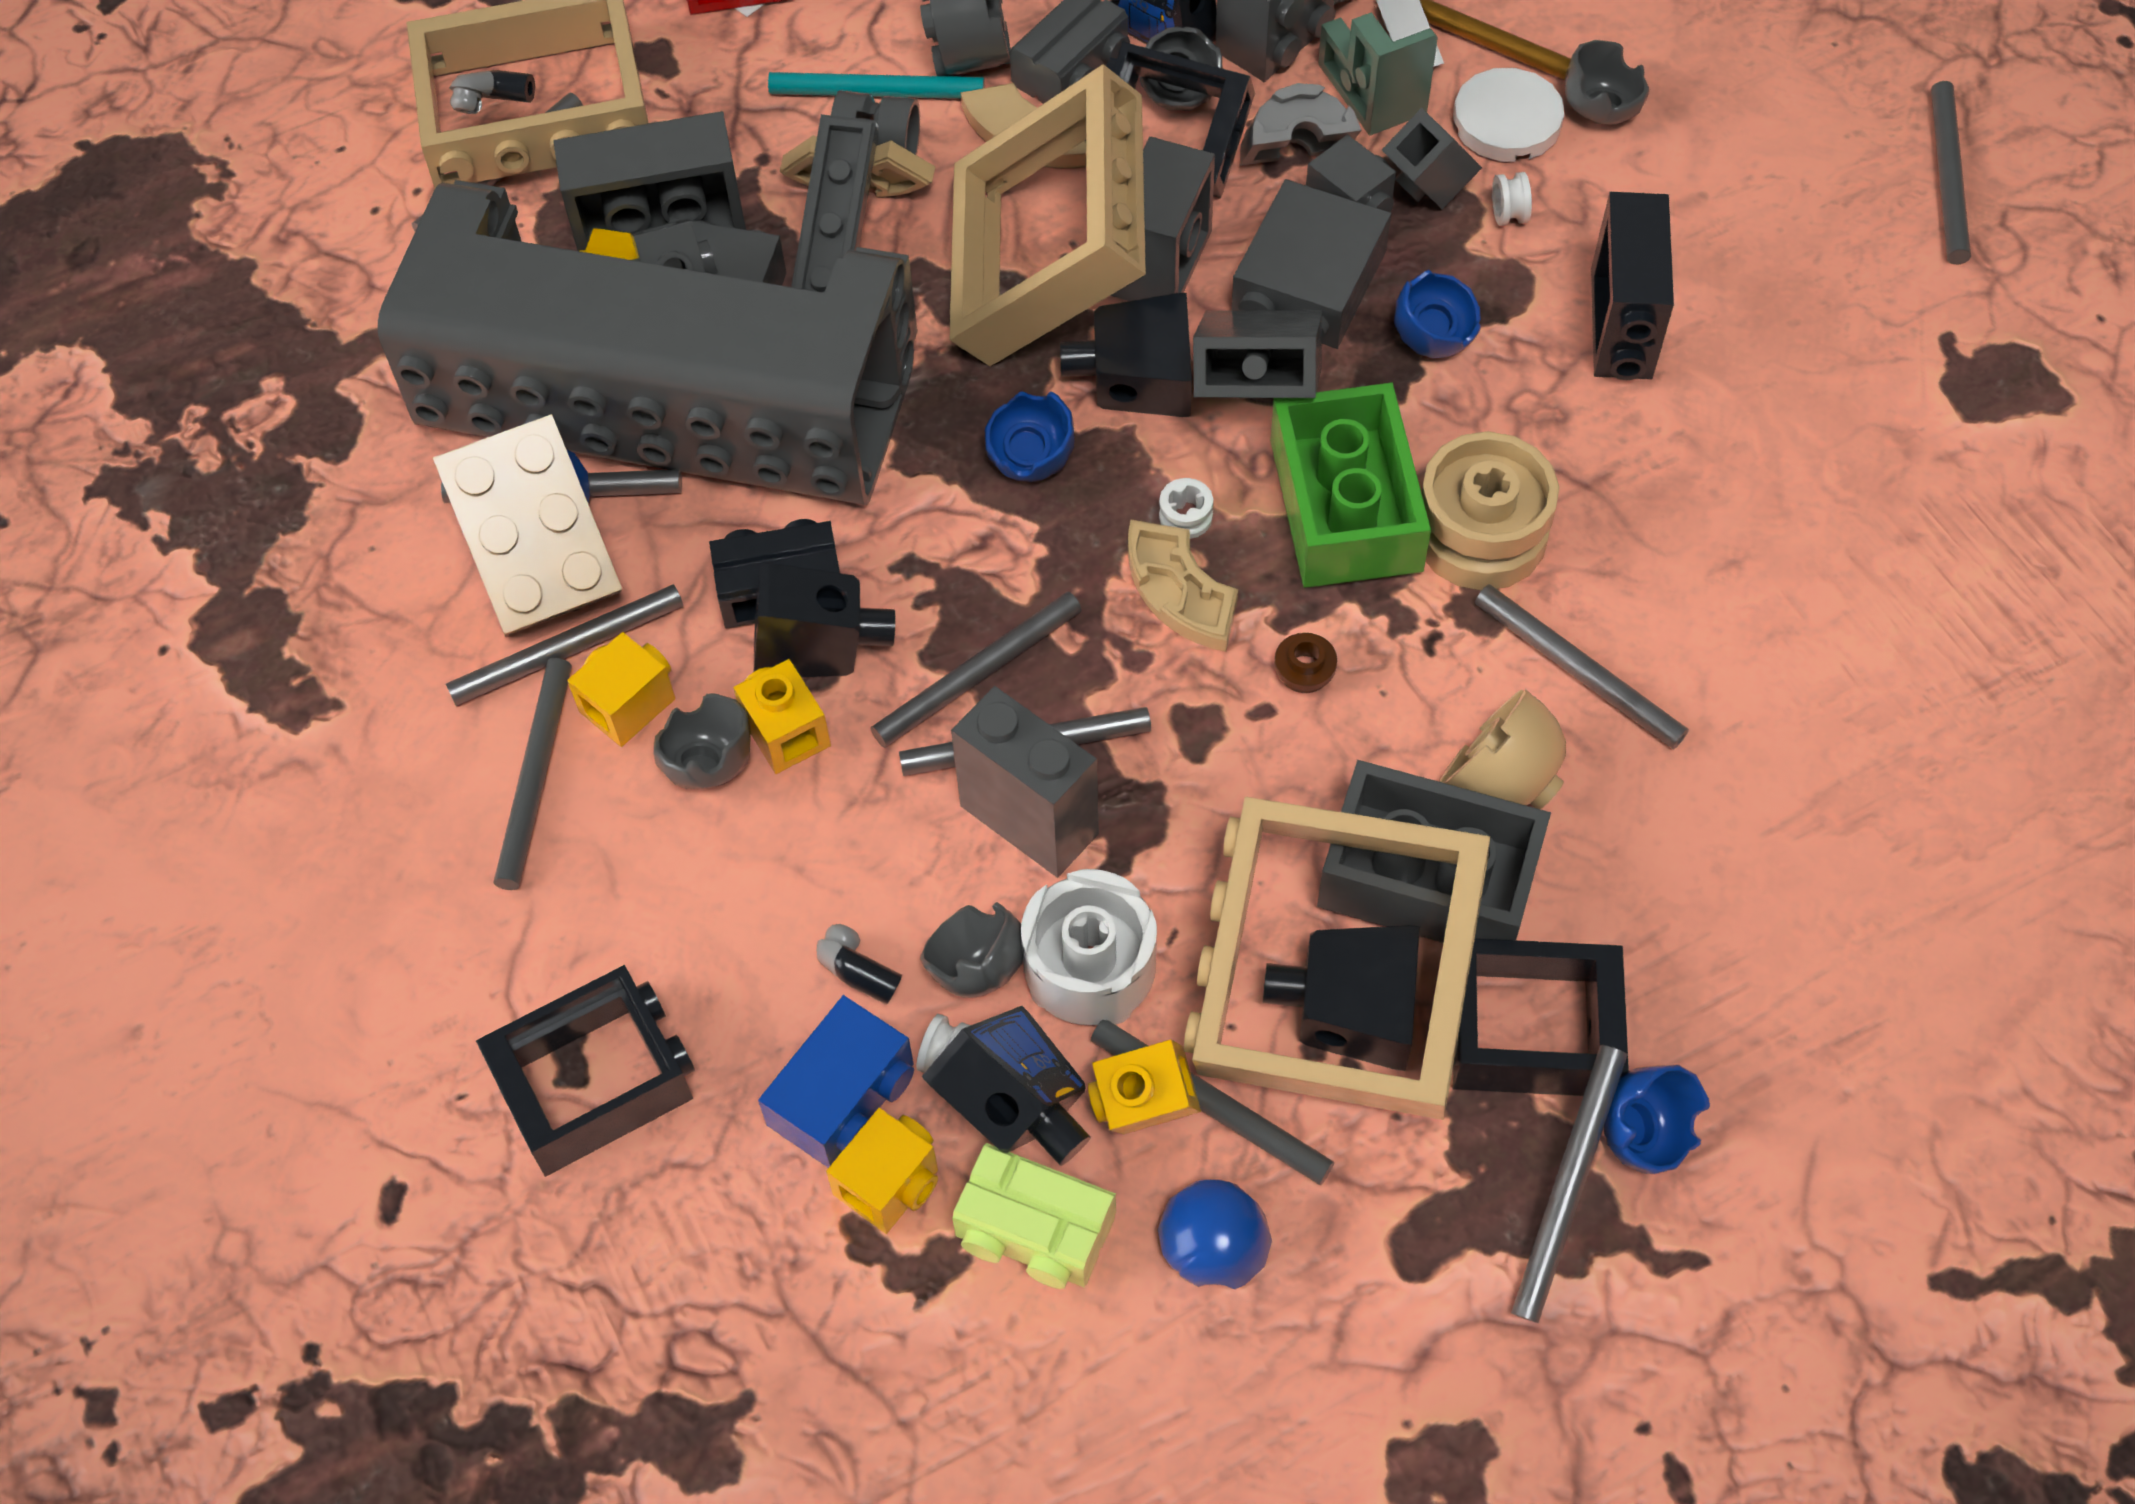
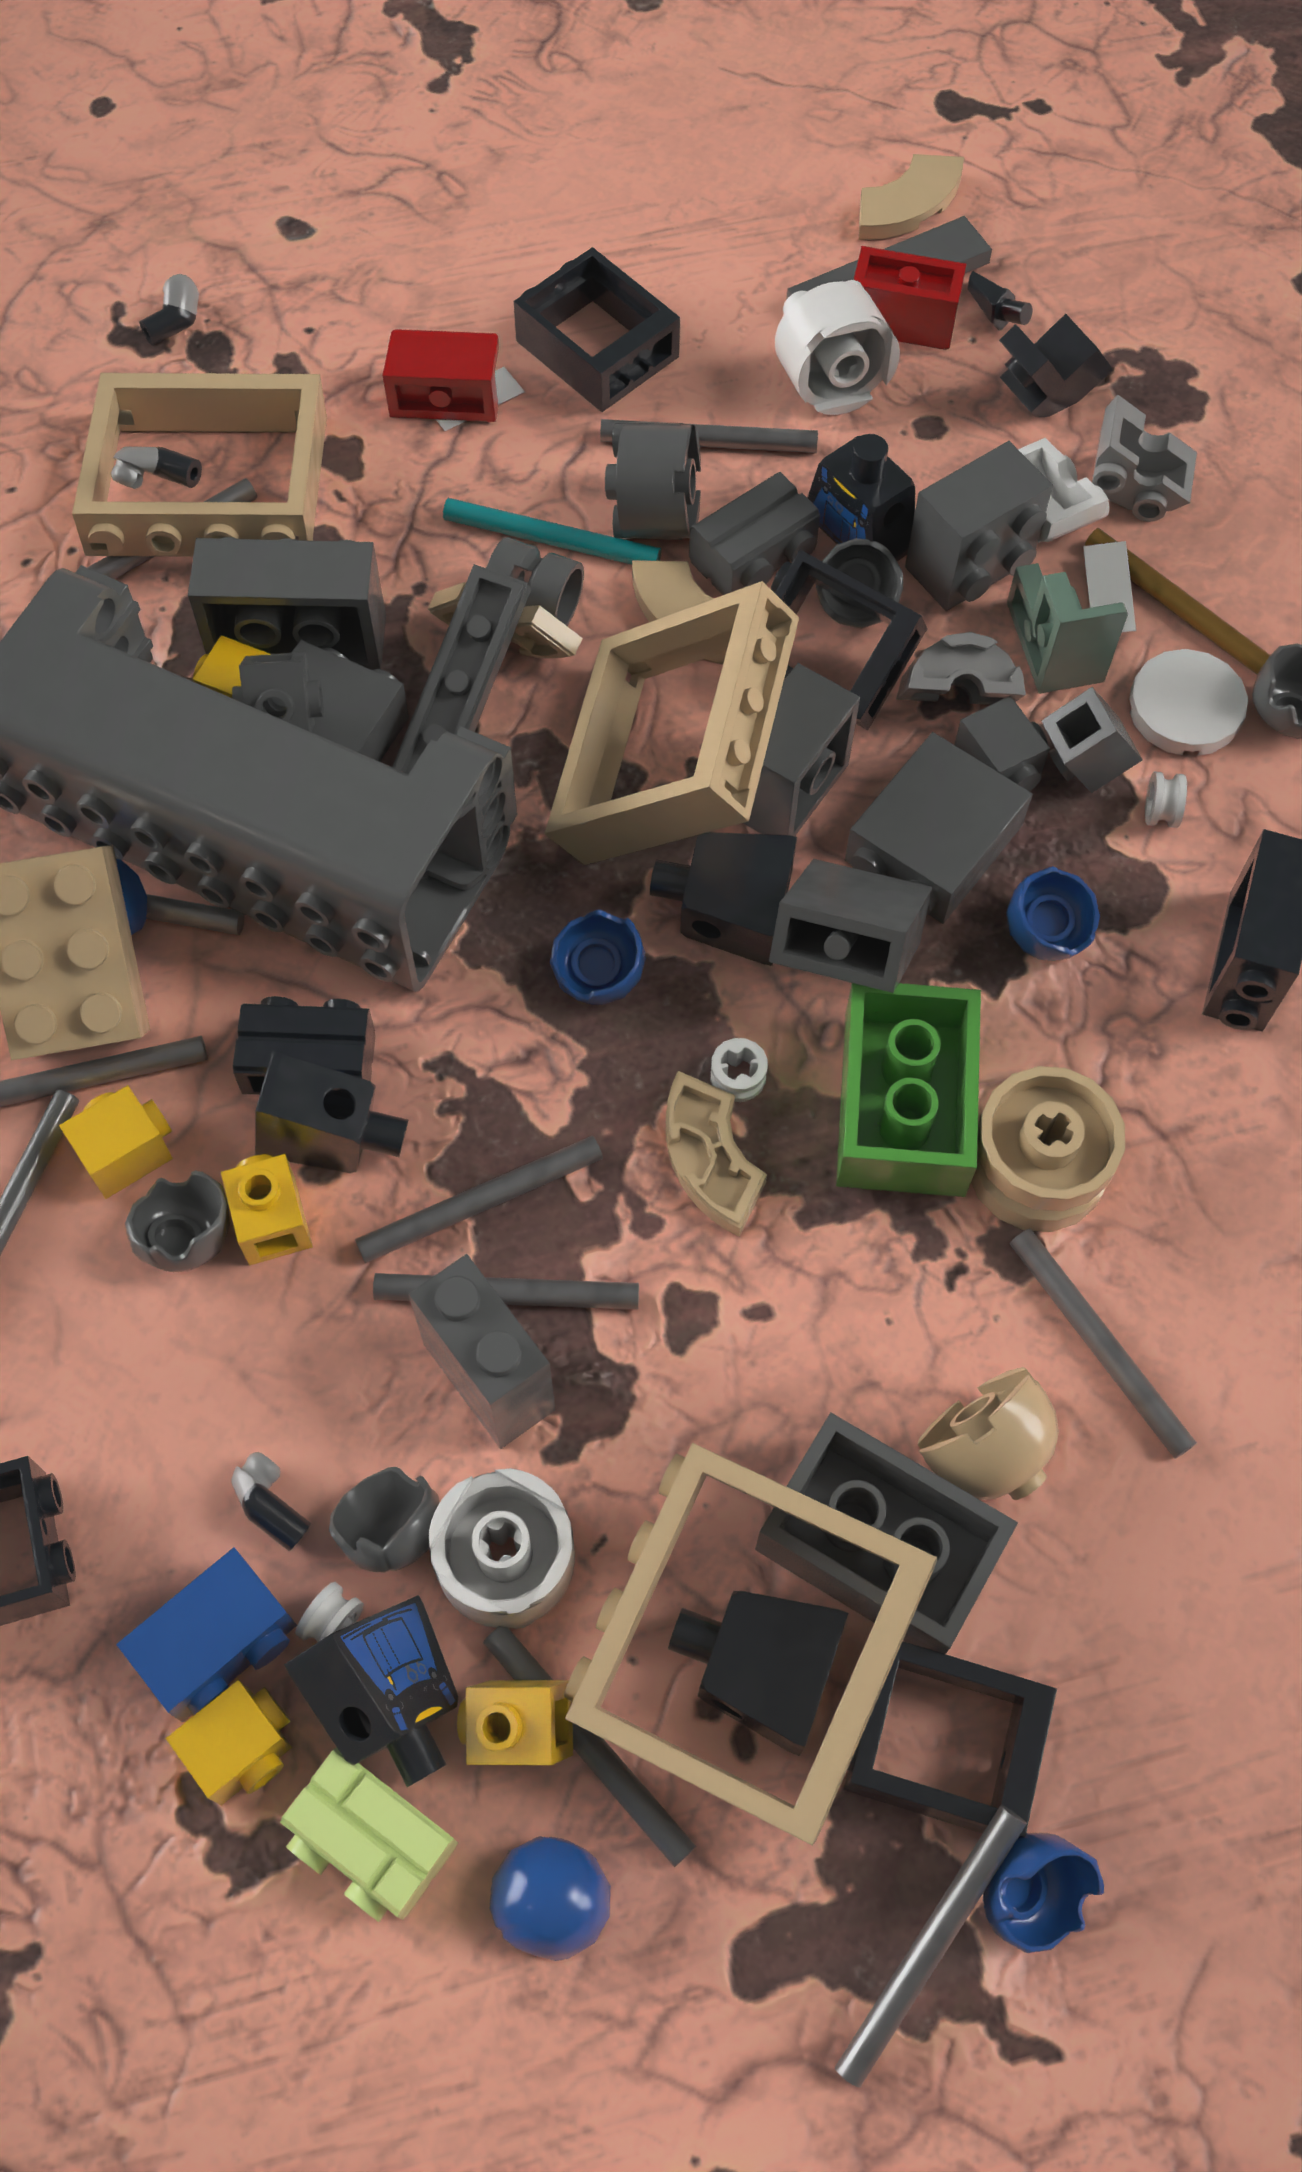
camera: 10 degrees right, 5 degrees up
(1305, 676) = (809, 1288): reddish brown plate -> none

